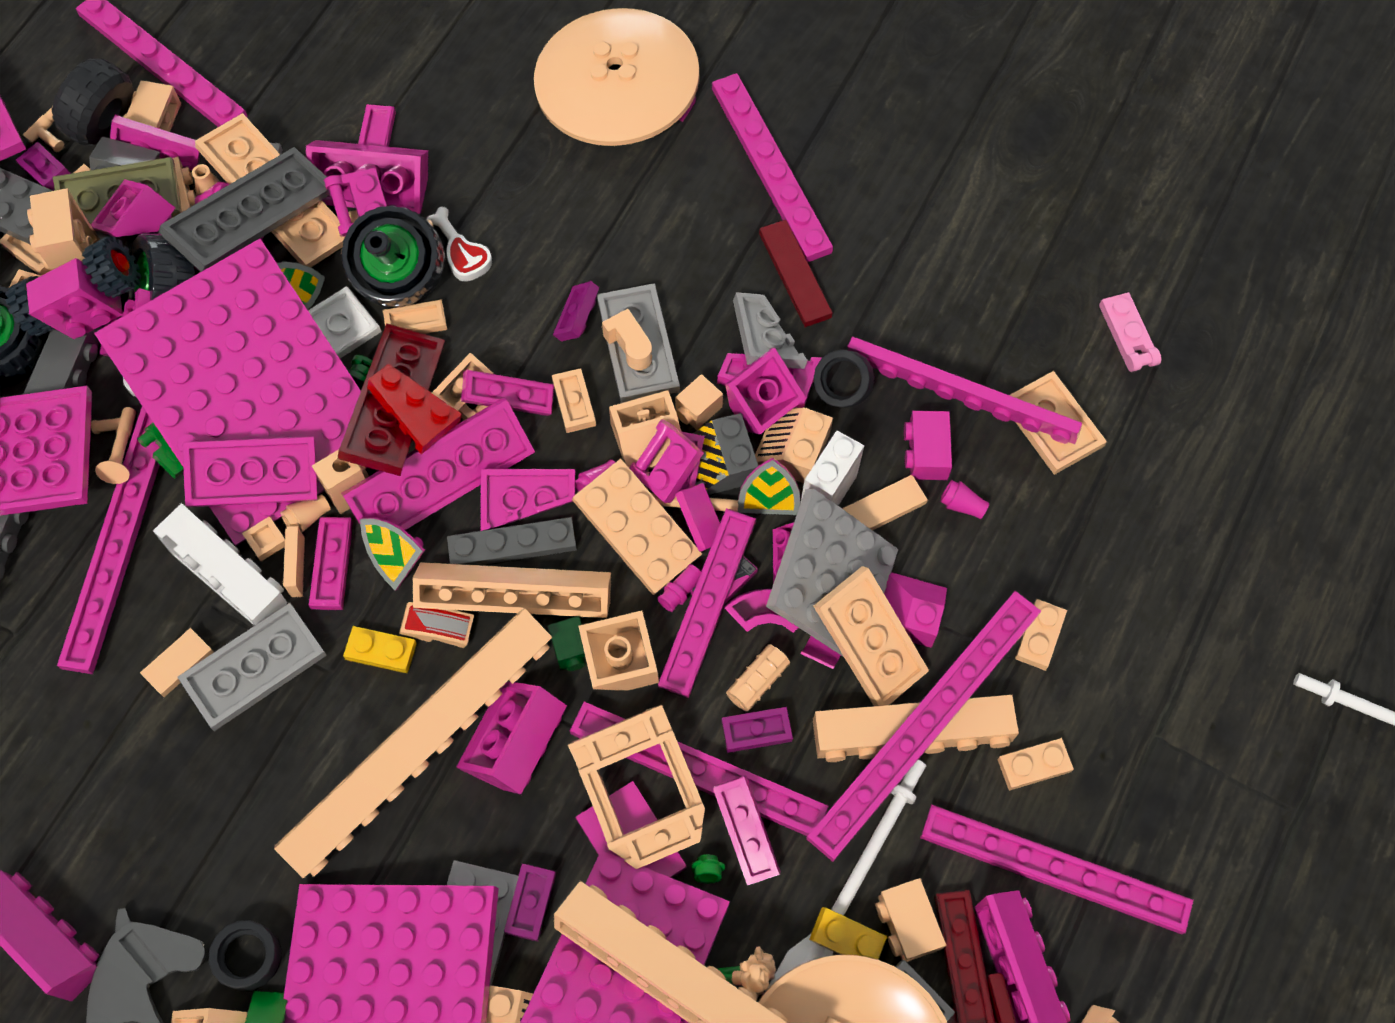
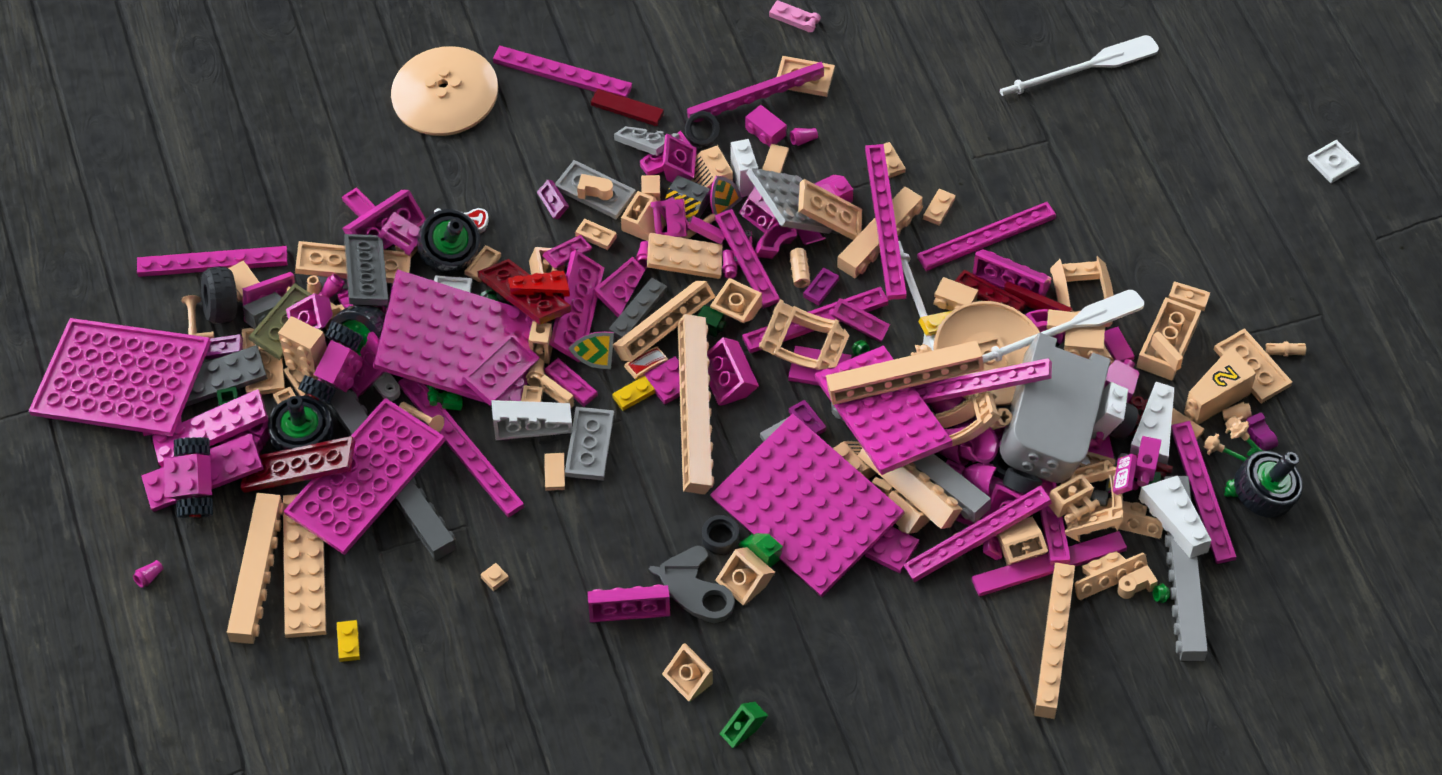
camera: 45 degrees left, 10 degrees down
(430, 667) = (665, 380): none -> dark pink plate

